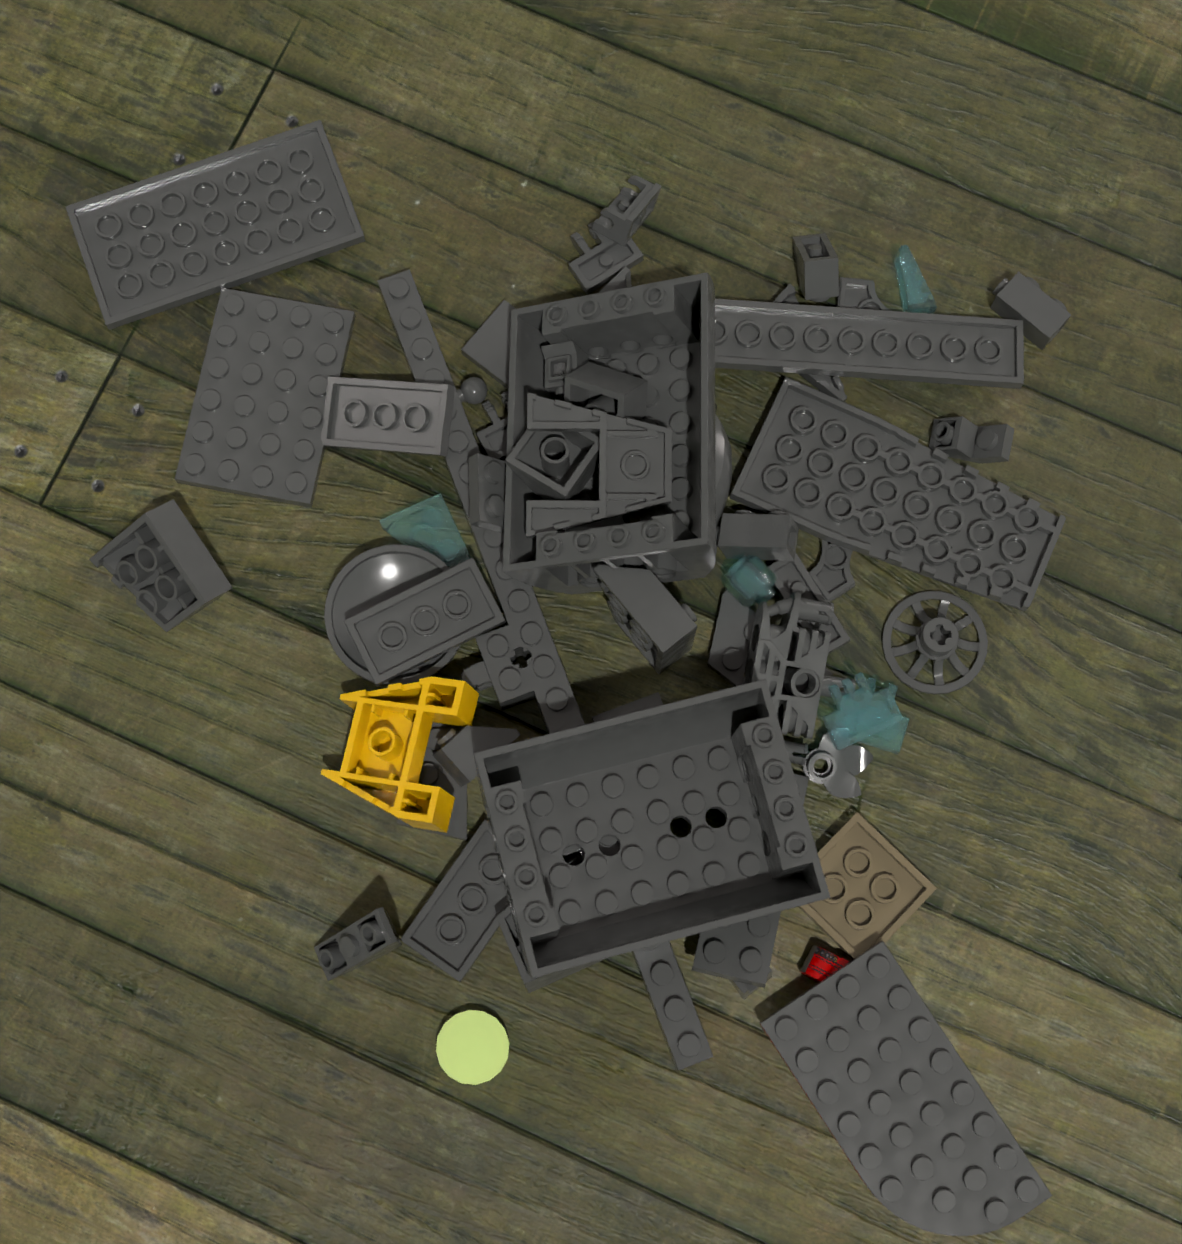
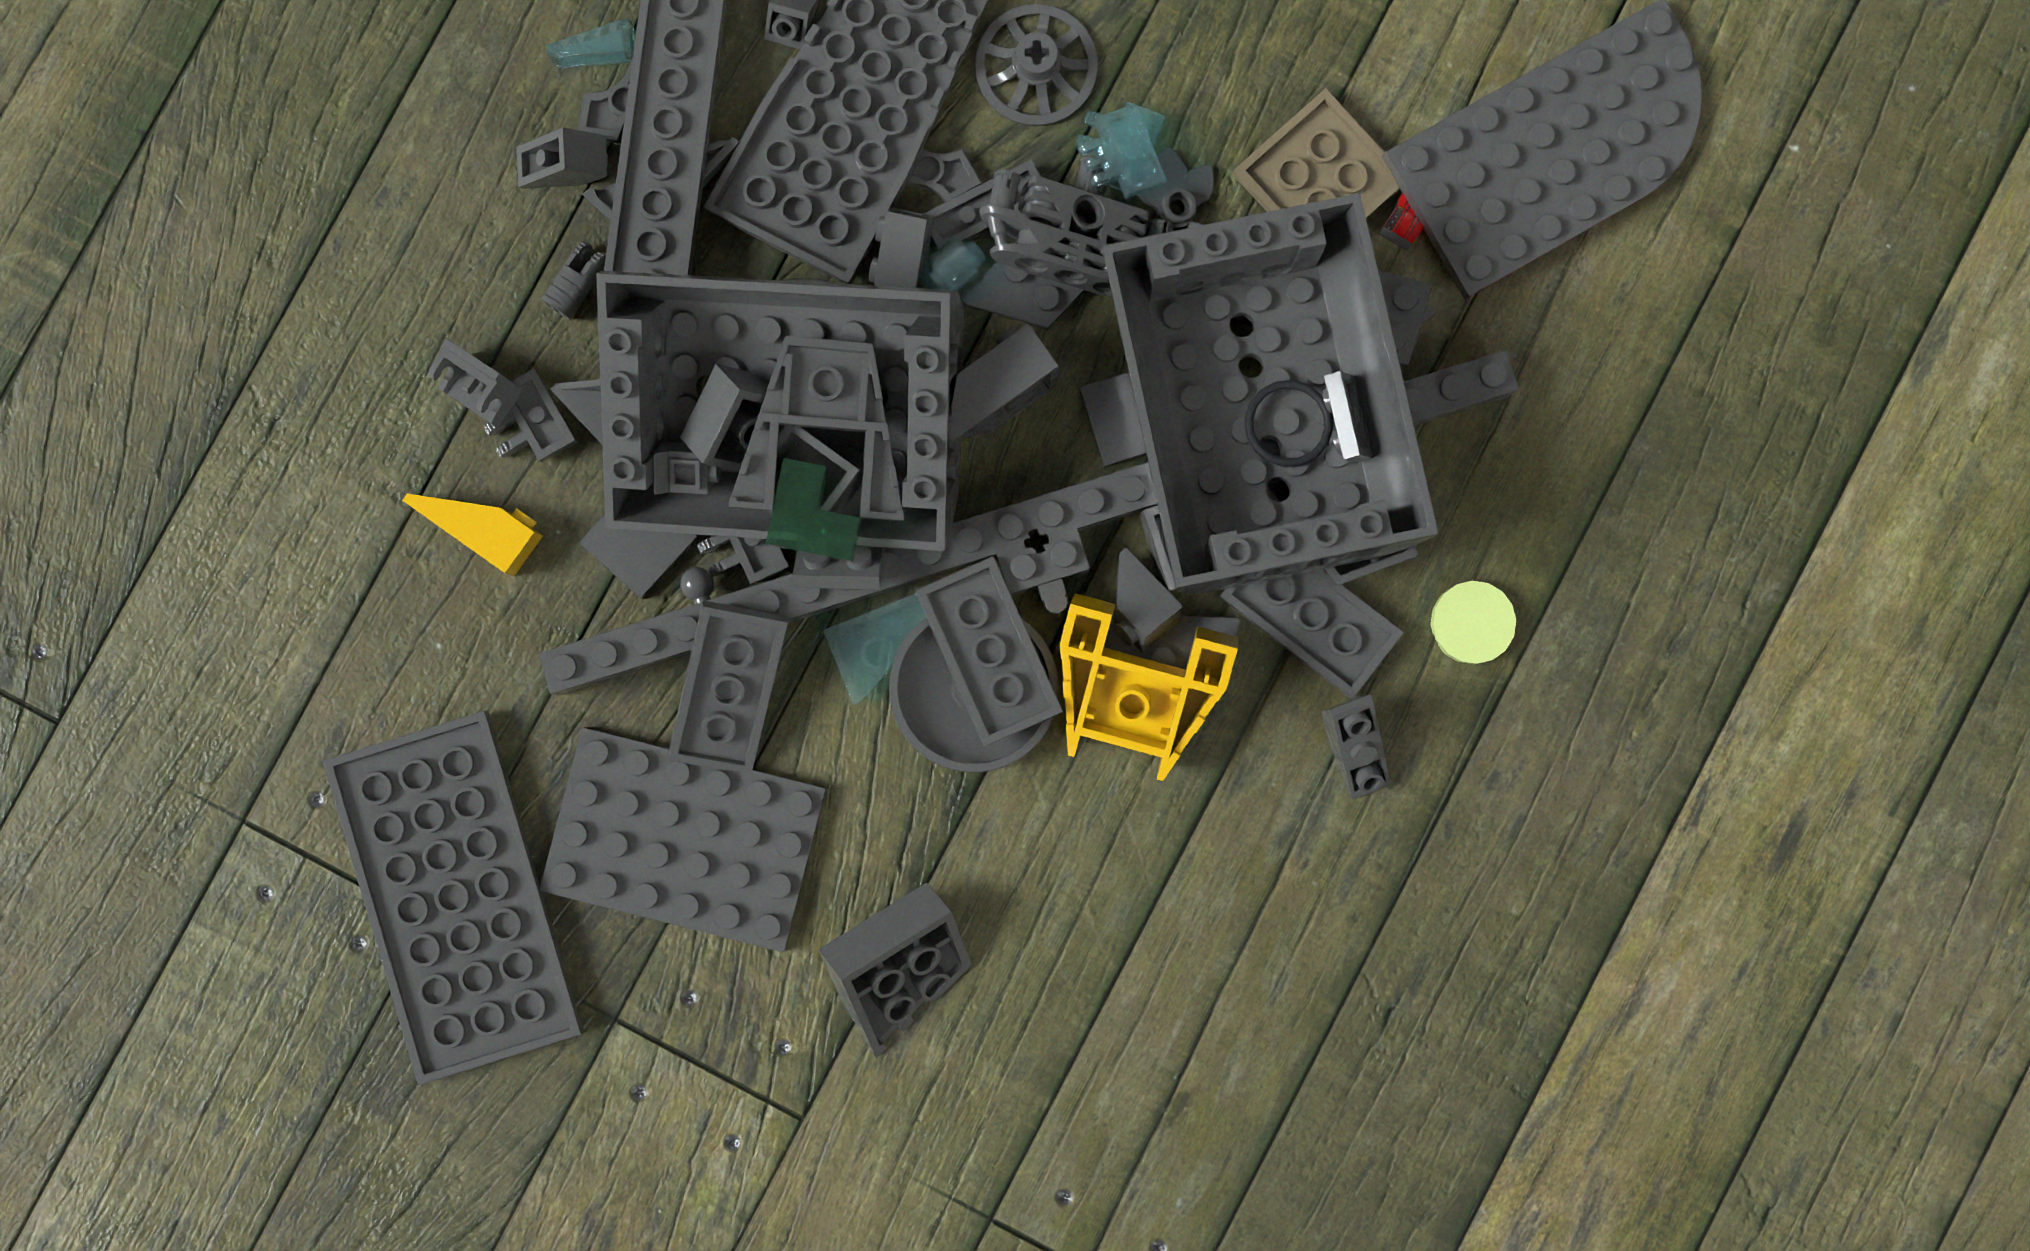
camera: 90 degrees left, 10 degrees up
(506, 233) = (490, 531): none -> yellow slope
(523, 449) = (801, 524): none -> clear green tile
(622, 891) = (1289, 462): none -> black piece
(637, 907) = (1344, 402): none -> plate
(725, 283) = (574, 281): none -> dark grey hinge

